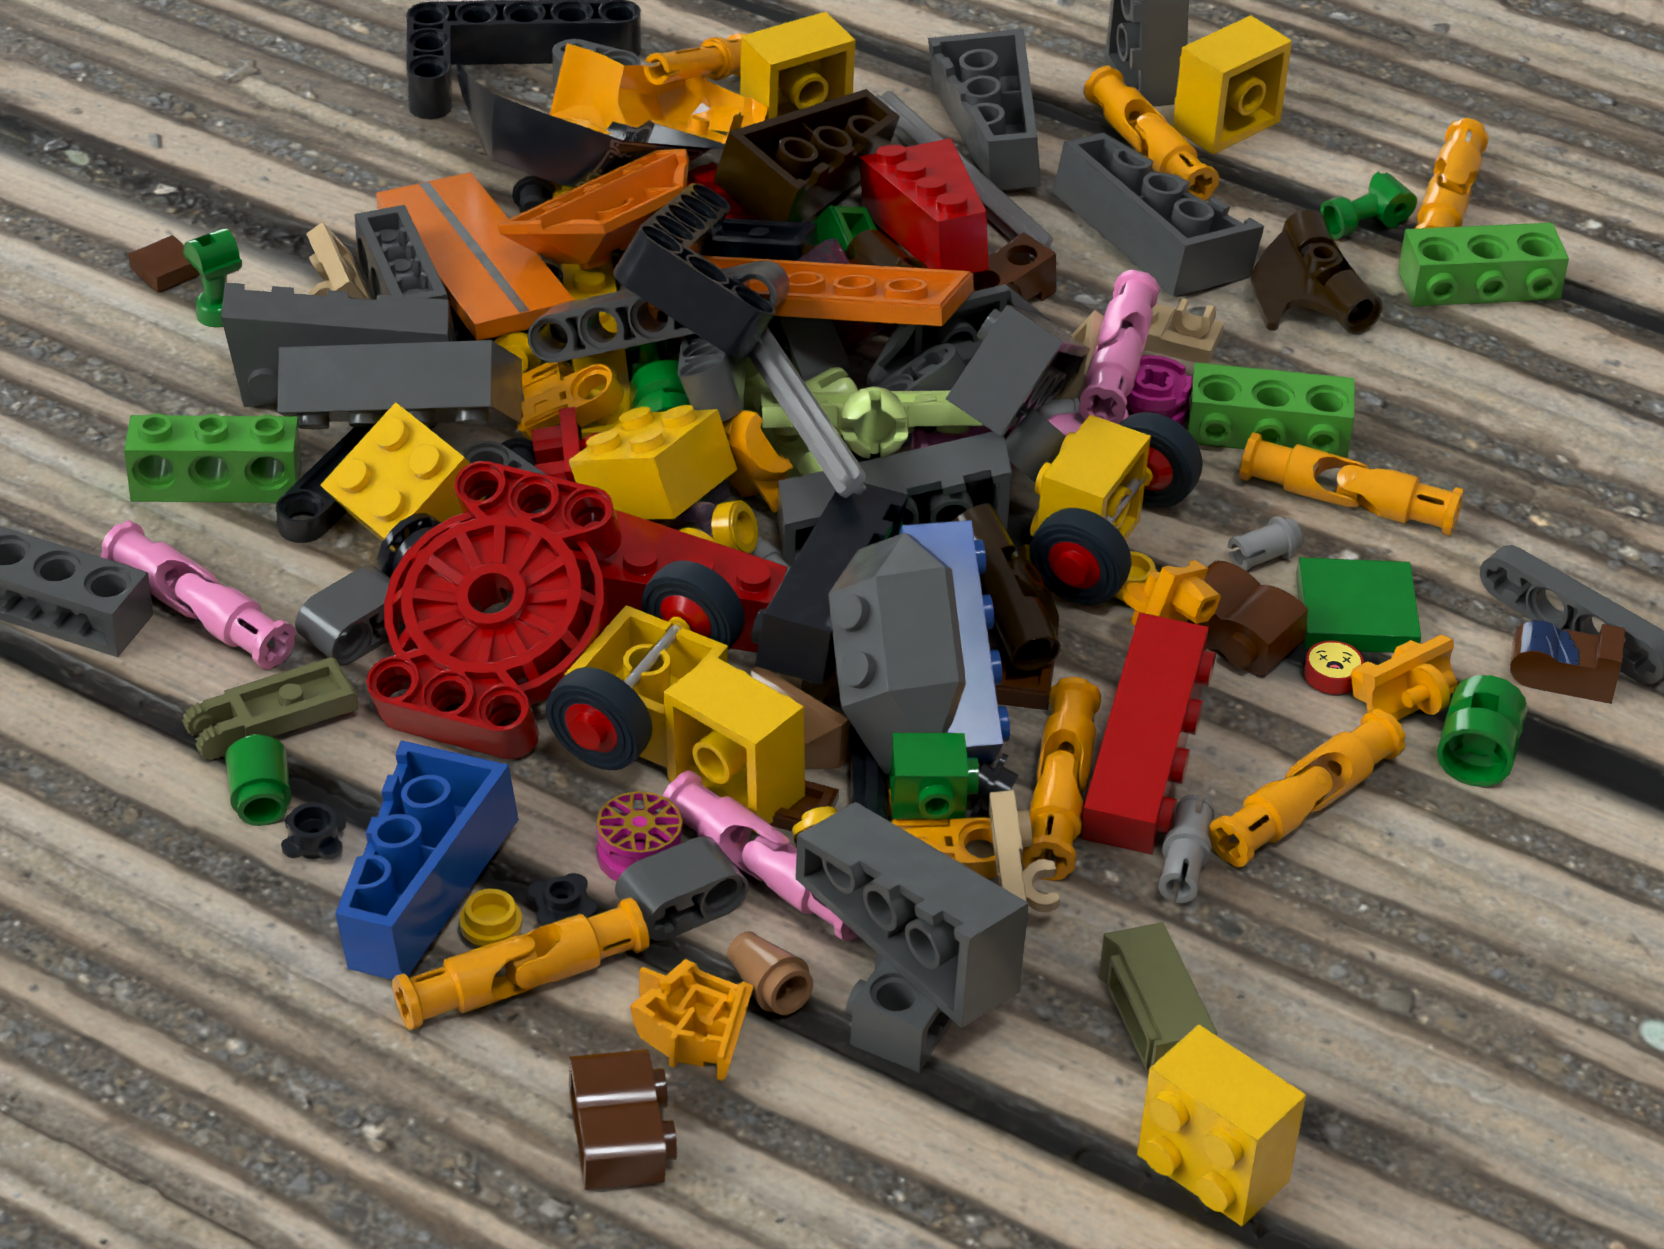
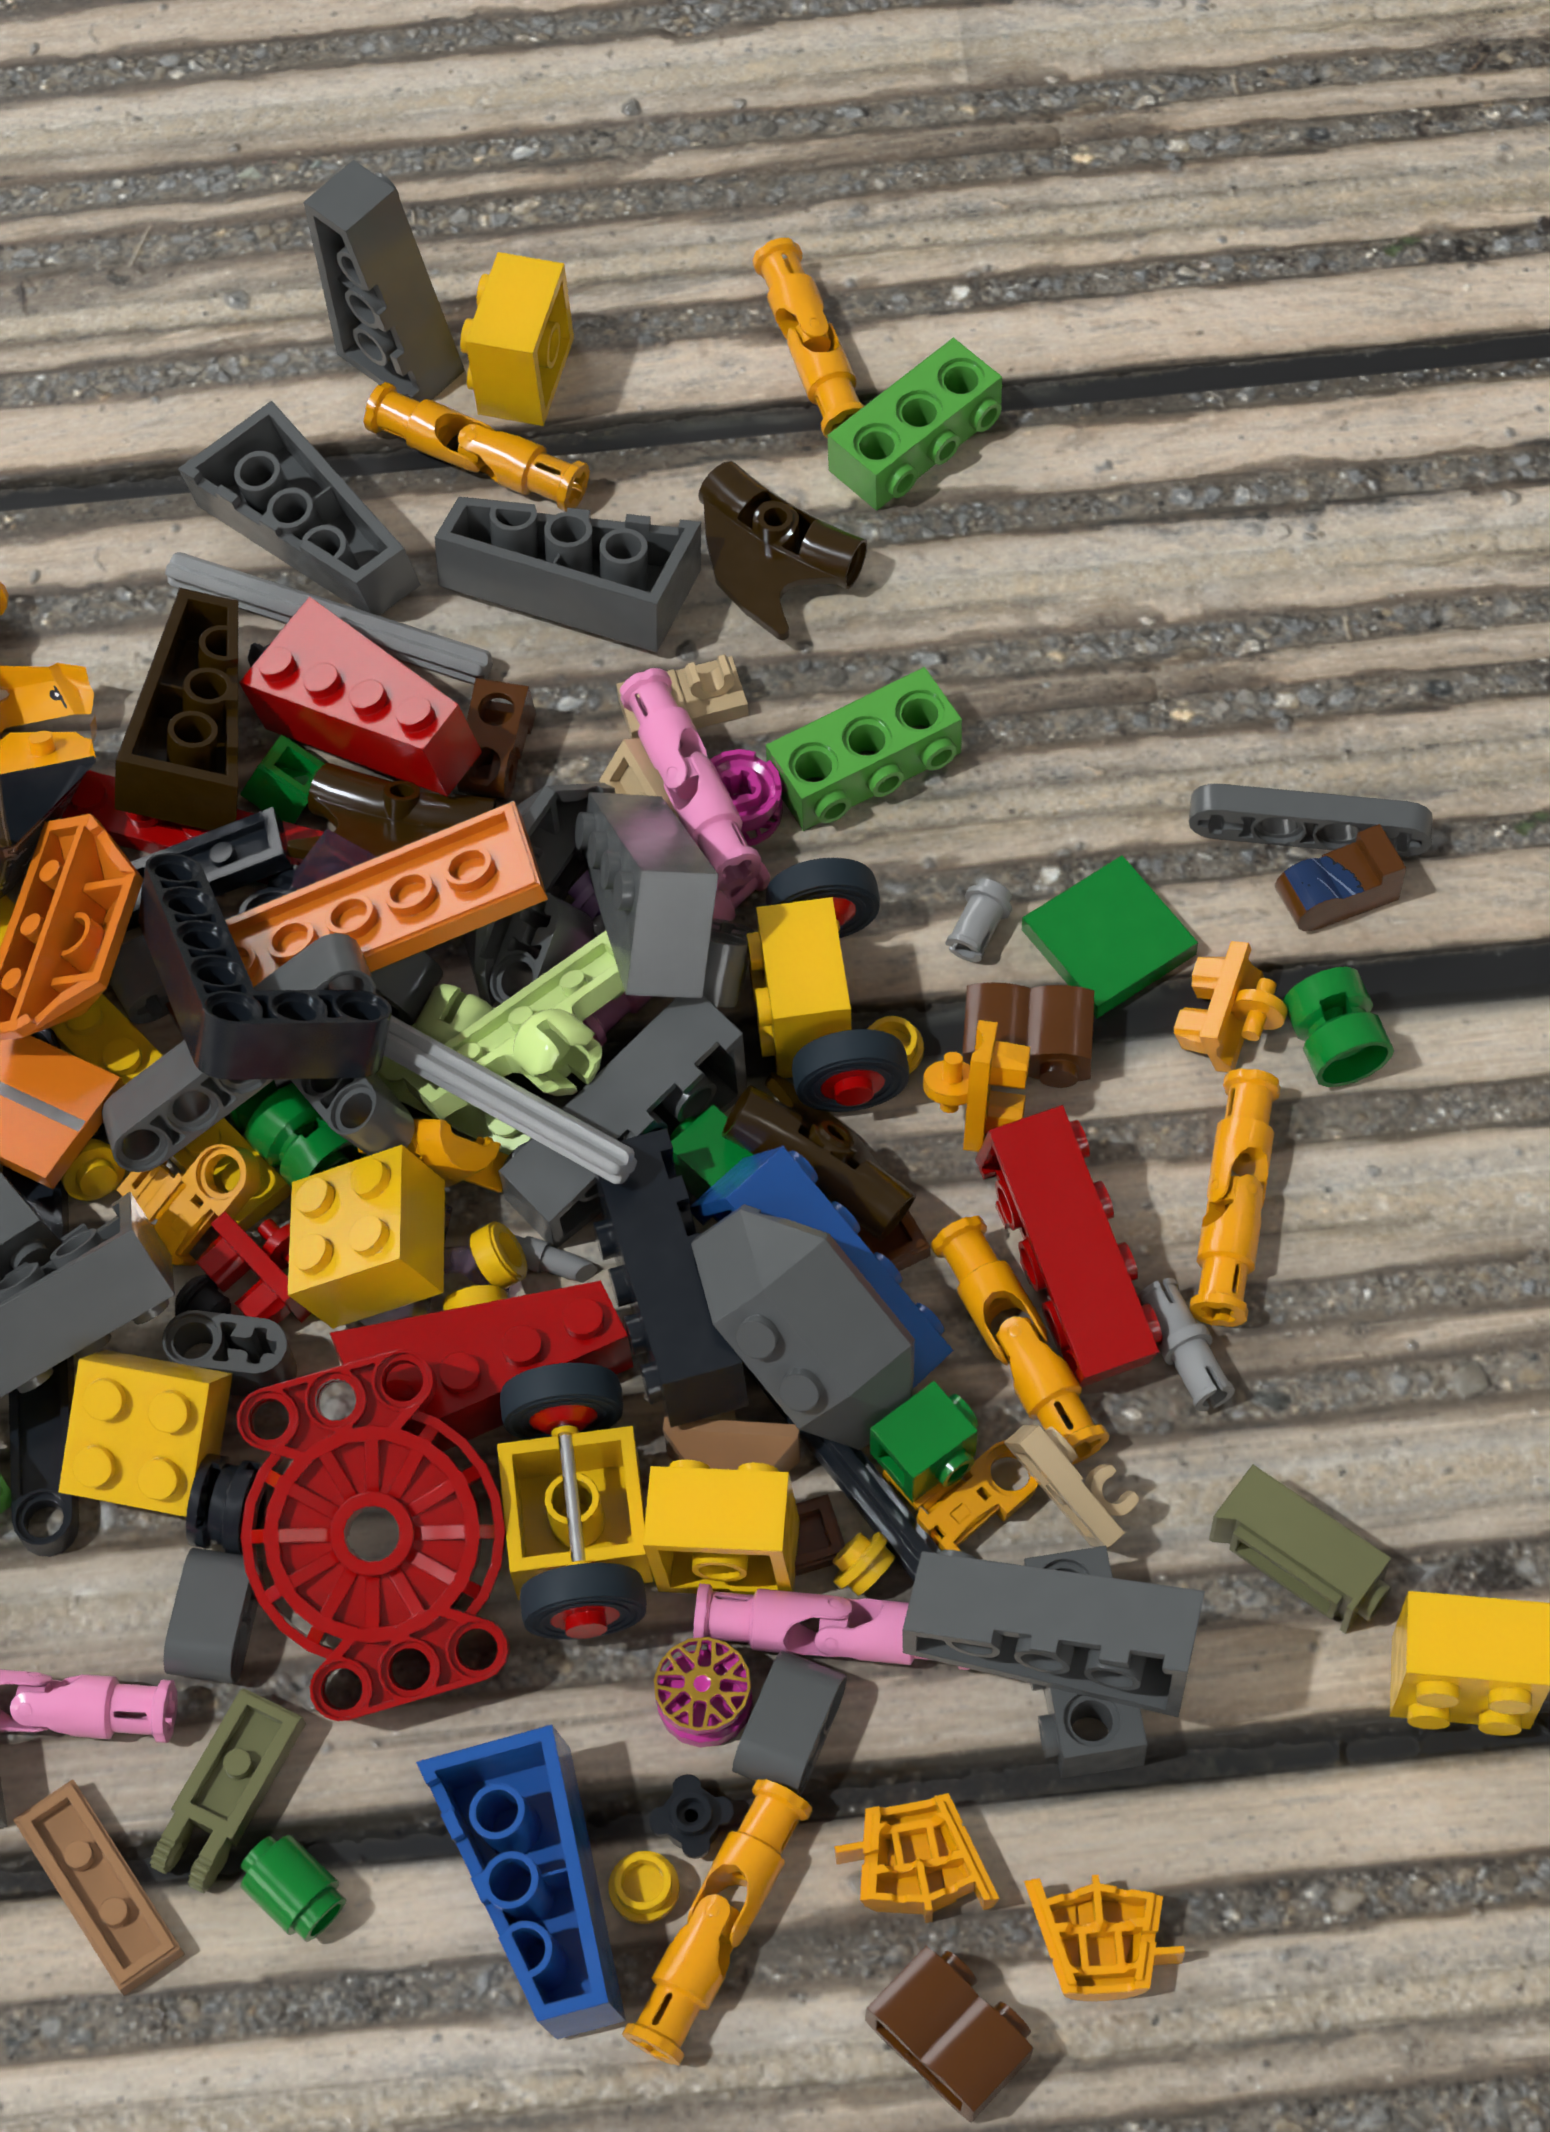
camera: 30 degrees left, 20 degrees up
(139, 716) = (98, 1887): none -> medium nougat tile
(313, 832) = (392, 1888): black plate -> none
(772, 973) = (942, 1761): medium nougat cone -> none
(783, 1138) = (1102, 1939): none -> light orange piece
(797, 64) = (85, 602): yellow brick -> none
(990, 781) = (975, 1389): black plate -> none
(1330, 666) = (1144, 1029): tile -> none
(1380, 491) = (1043, 782): light orange piece -> none
(1385, 200) = (764, 395): green leg -> none

